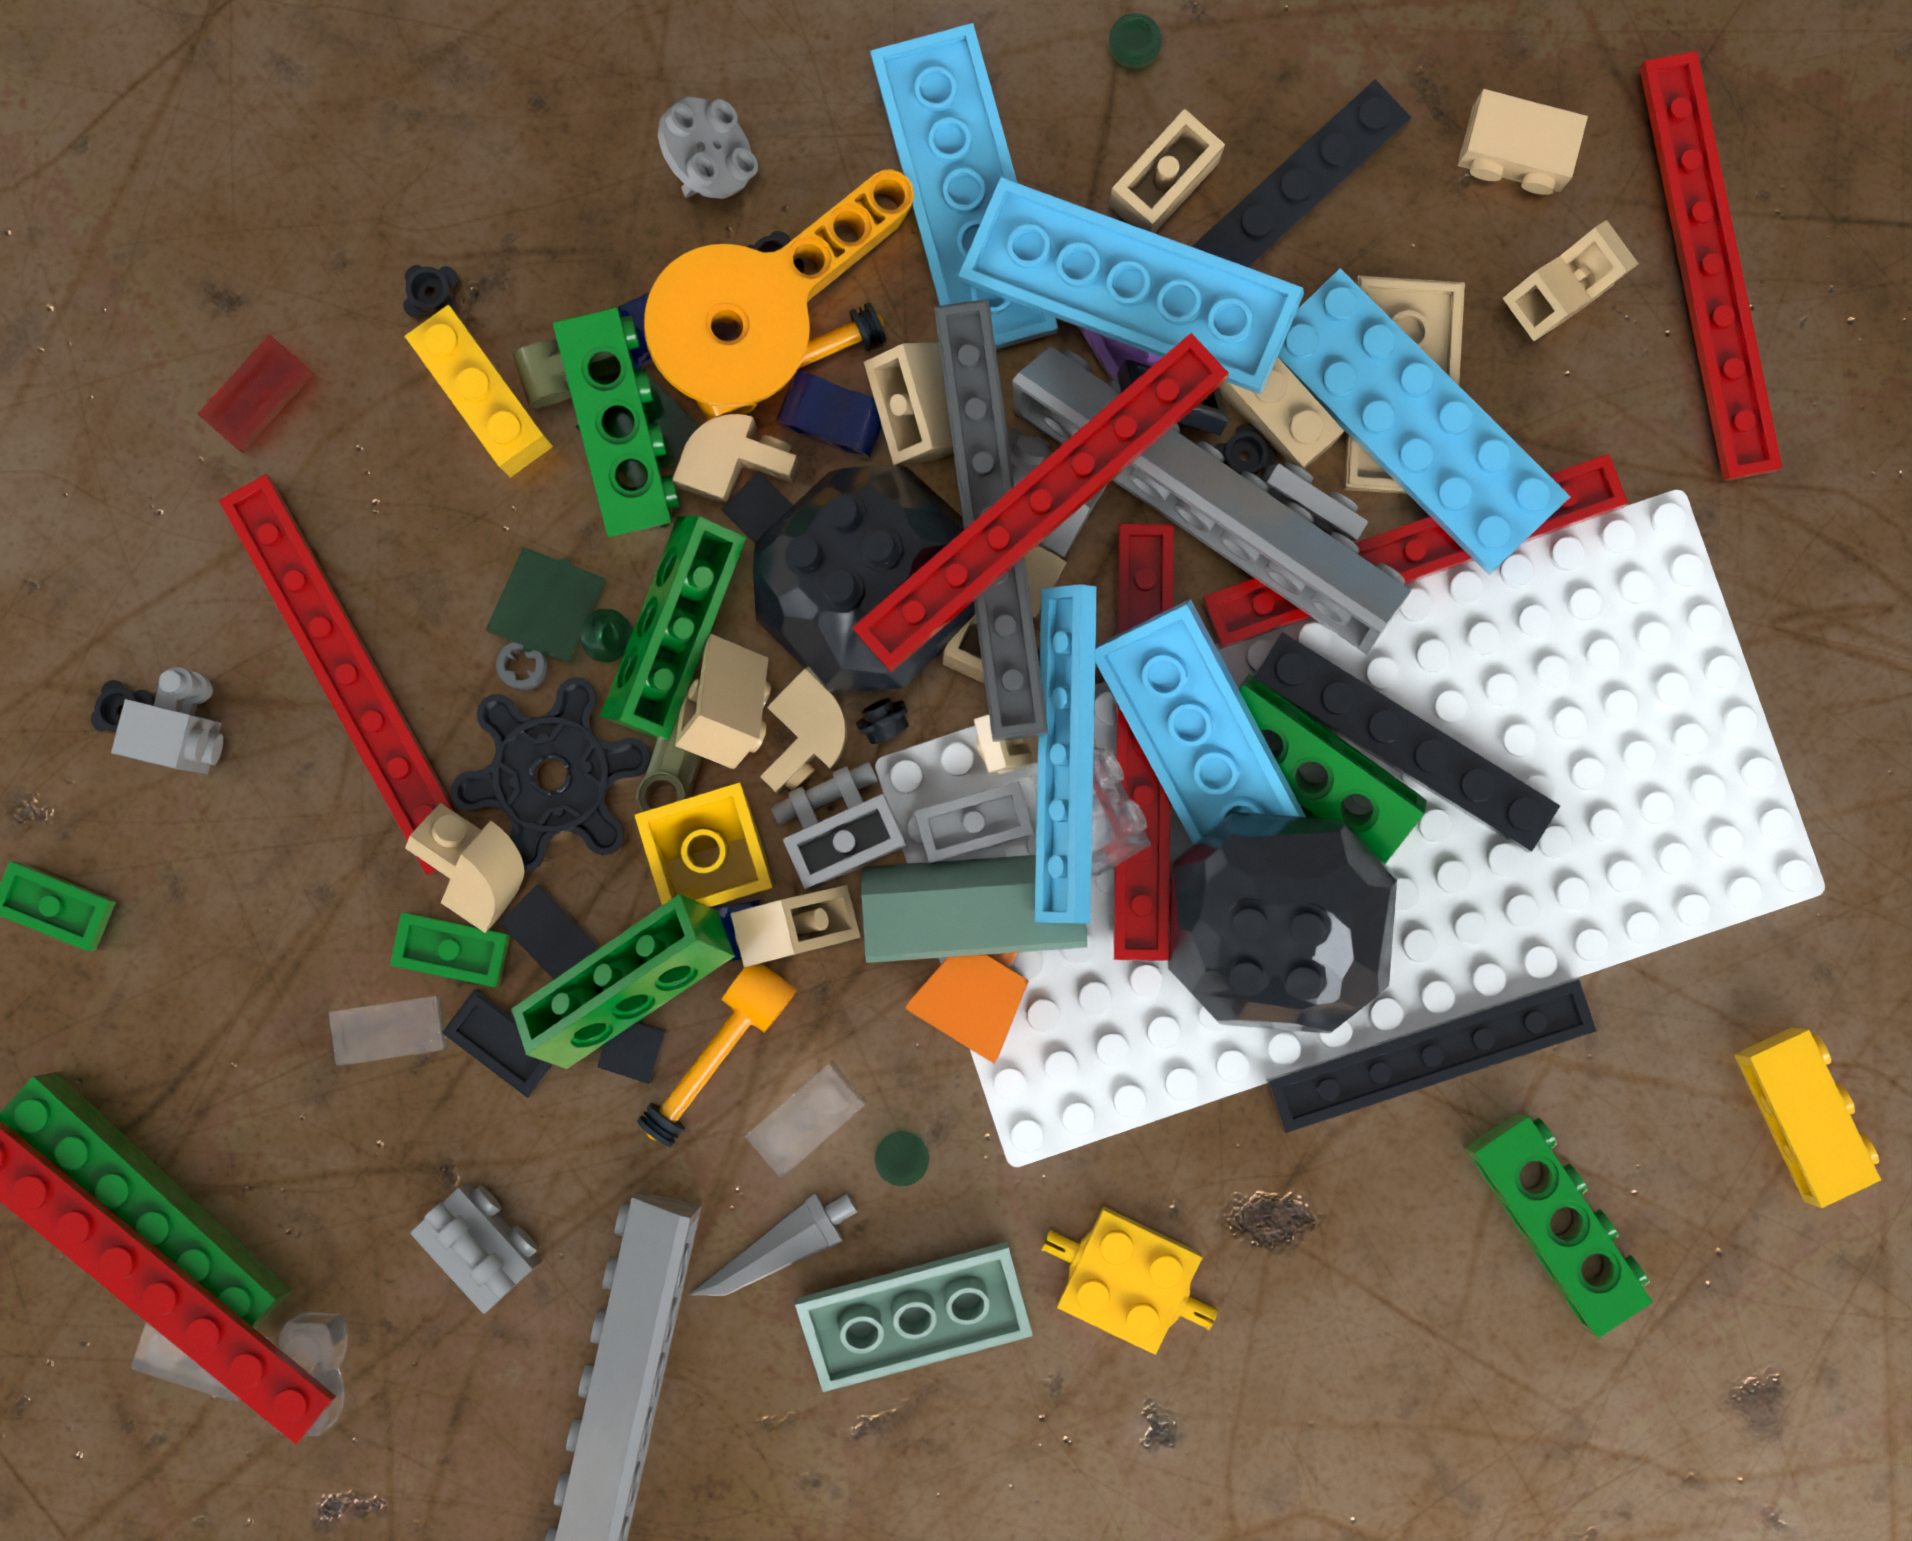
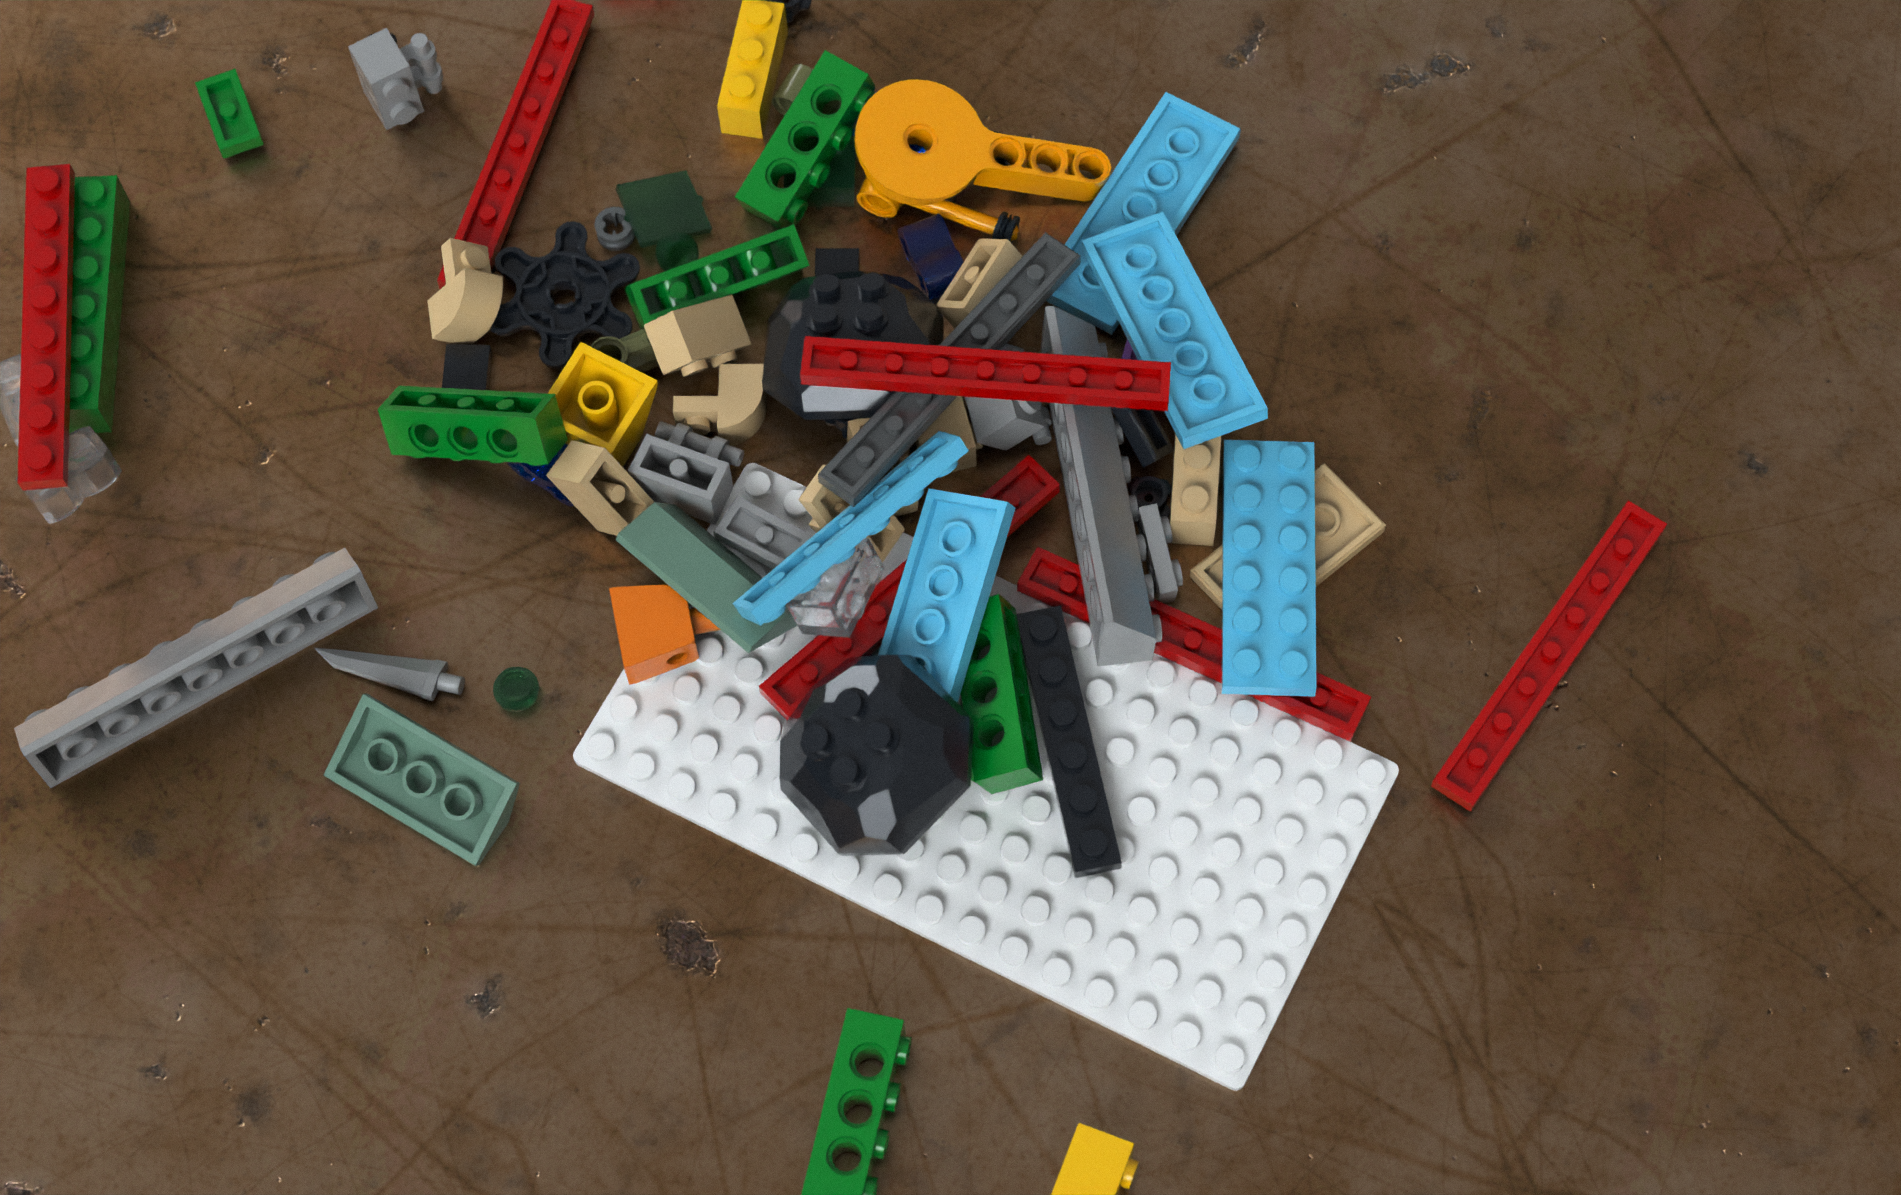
camera: 45 degrees right, 20 degrees down
(387, 1030) = (322, 345): clear tile -> none
(450, 949) = (404, 333): green plate -> none
(477, 1245) = (233, 497): light grey brick -> none
(494, 1040) = (367, 394): black tile -> none
(634, 1052) = (438, 483): black tile -> none
(706, 147) = (1005, 47): light grey plate -> none
(720, 451) = (850, 218): tan brick -> none
(756, 1000) = (536, 518): light orange piece -> none
(806, 1119) = (488, 608): clear brick -> none
(883, 720) = (778, 440): black plate -> none
(1129, 1280) = (566, 889): yellow plate -> none
(1135, 40) = (1328, 223): clear green plate -> none
(1166, 173) = (1265, 300): tan brick -> none
(1306, 178) = (1351, 385): black plate -> none
(1431, 1055) = (888, 938): black plate -> none
(1522, 142) = (1503, 478): tan brick -> none
(1570, 281) = (1446, 580): tan brick -> none

